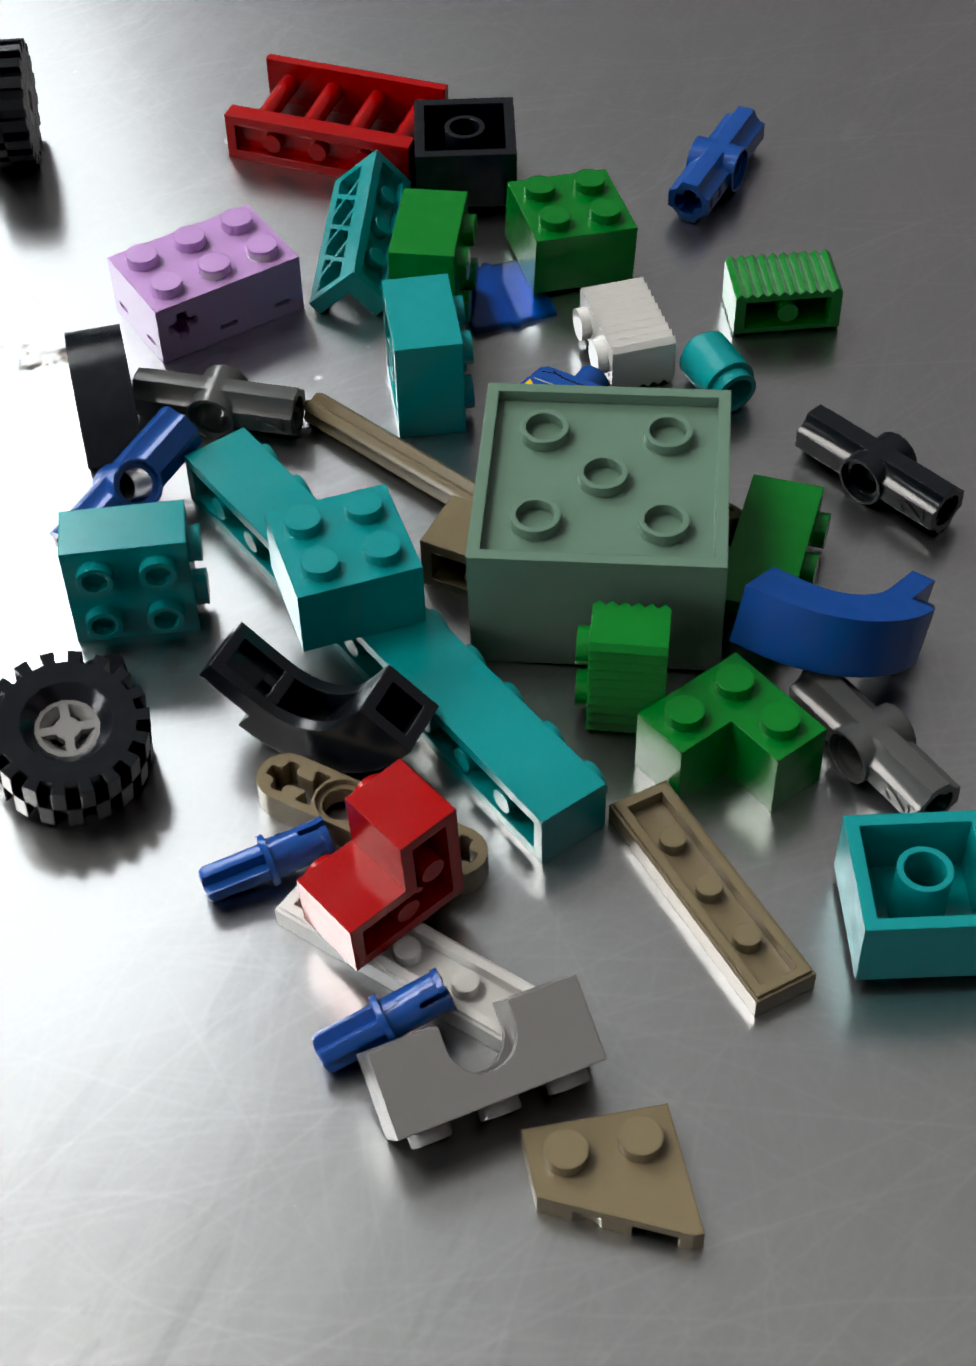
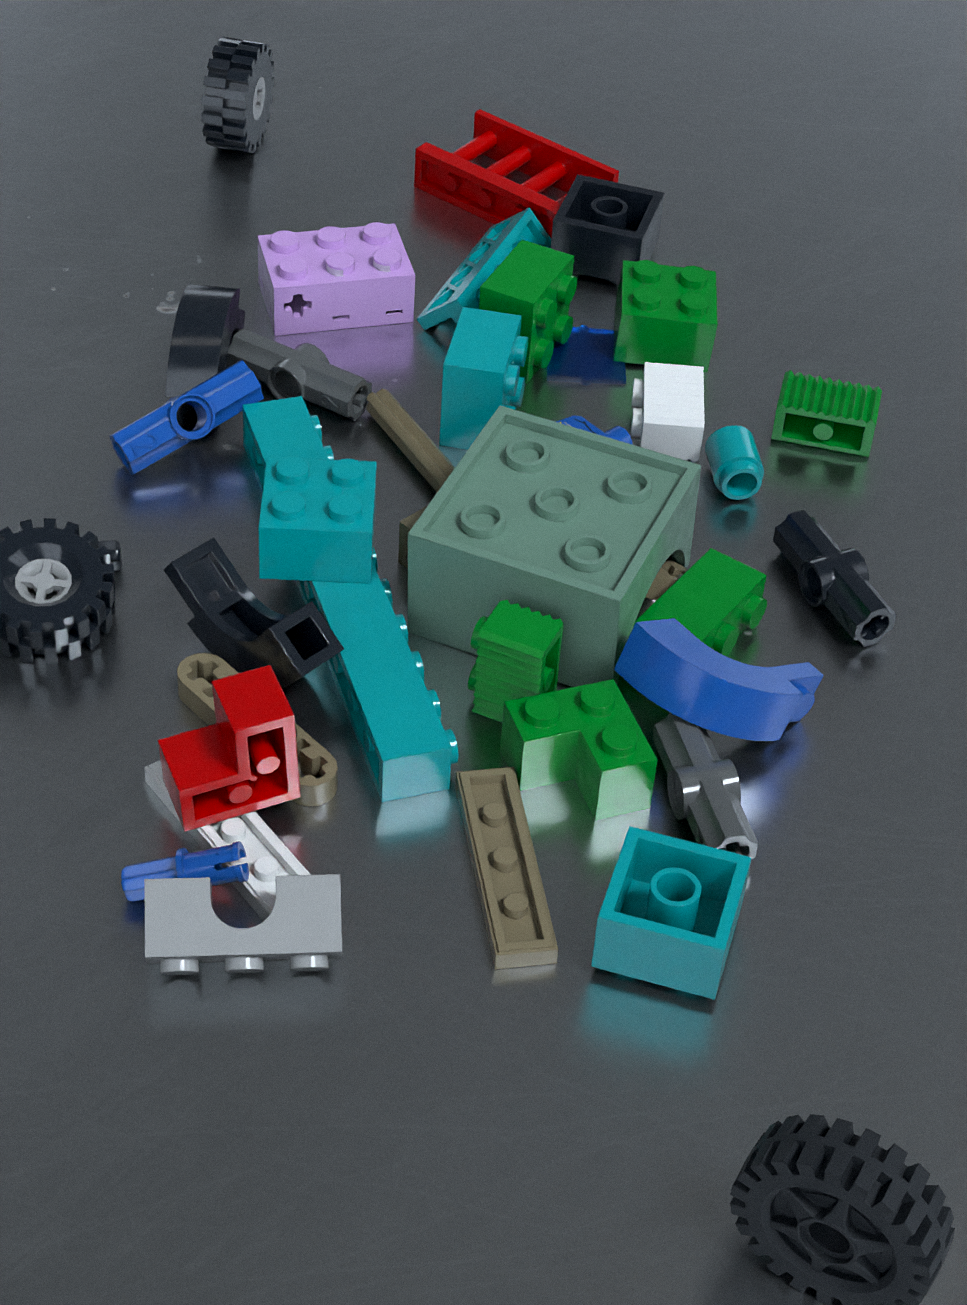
camera: 15 degrees right, 5 degrees down
(132, 570) = (154, 479): teal brick -> none
(267, 860) = (147, 729): blue axle -> none
(616, 1172) = (313, 1043): dark tan wing -> none
(716, 164) = (828, 295): blue piece -> none

